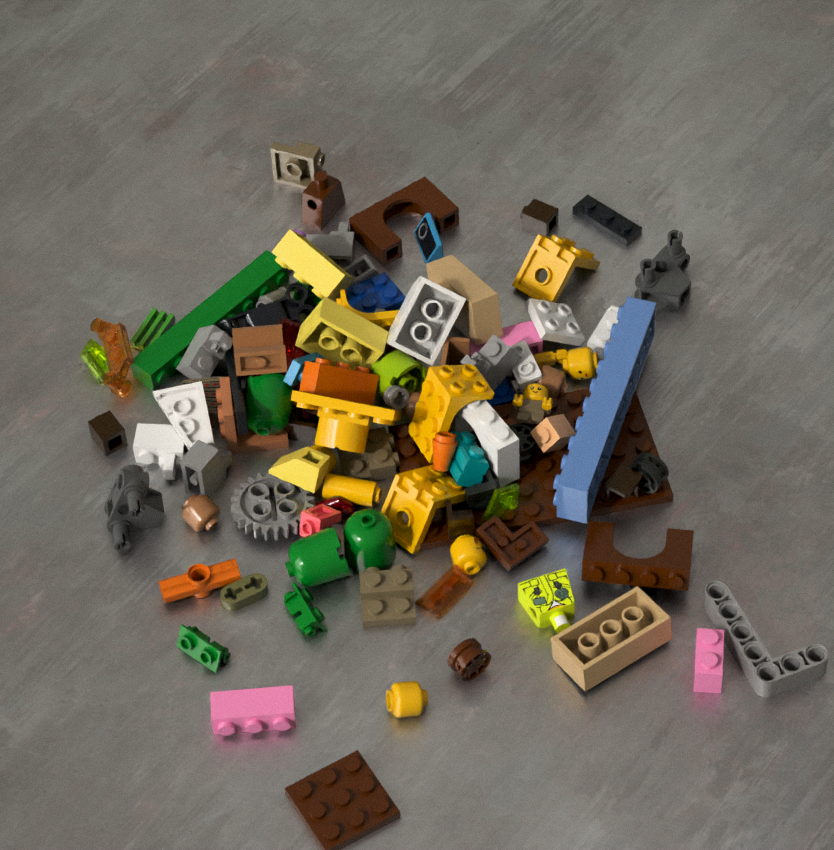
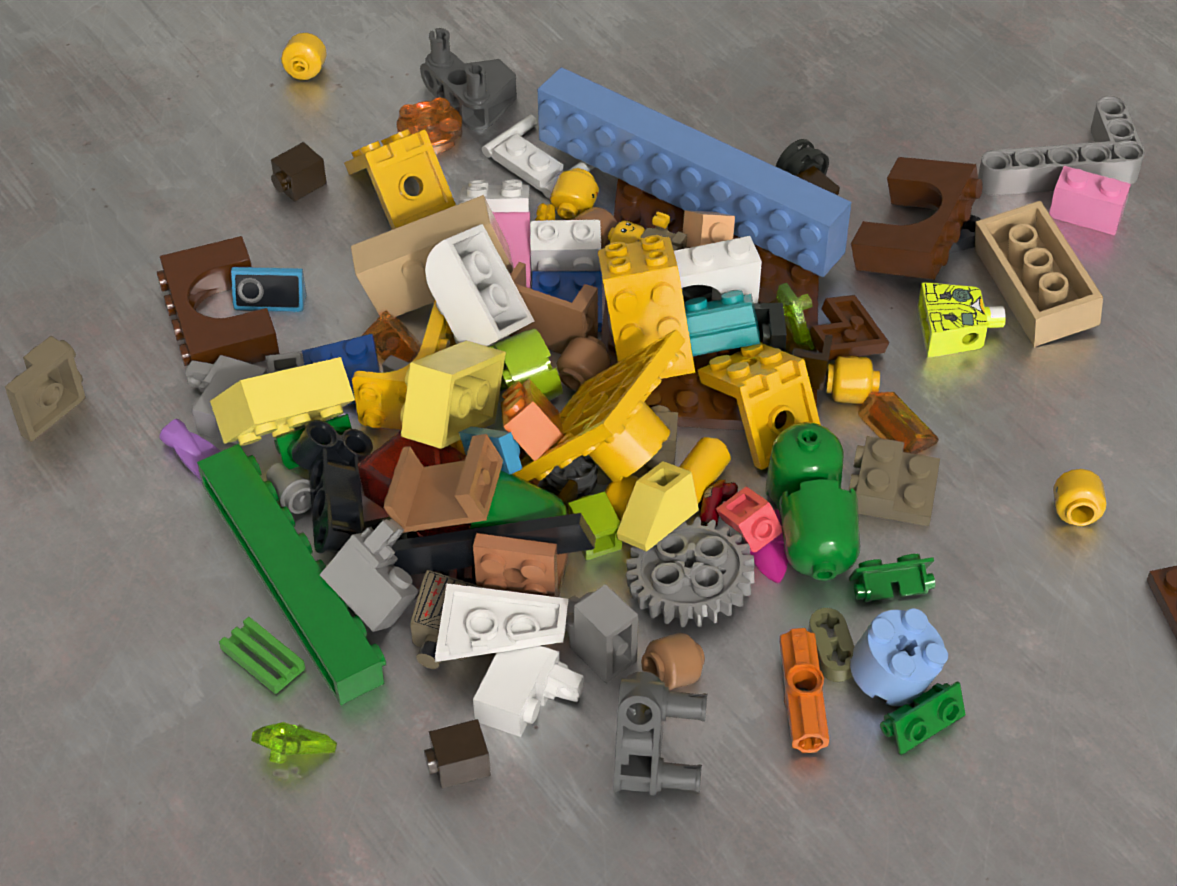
camera: 75 degrees left, 0 degrees up
(117, 353) = (302, 697): clear orange plate -> none
(232, 603) = (898, 656): none -> light blue brick
(253, 710) = (1061, 675): bright pink brick -> none
(290, 443) = (601, 520): none -> lime brick
(321, 200) = (119, 371): reddish brown torso -> none
(391, 393) = (572, 372): light grey bush -> none
(443, 450) = (710, 331): orange cone -> none
(469, 659) = (1035, 414): reddish brown wheel -> none
(493, 361) = (566, 256): light grey hinge -> none
(607, 220) = (331, 117): black plate -> none
(614, 262) = (434, 113): none -> clear orange plate
(653, 184) = (303, 56): none -> yellow head

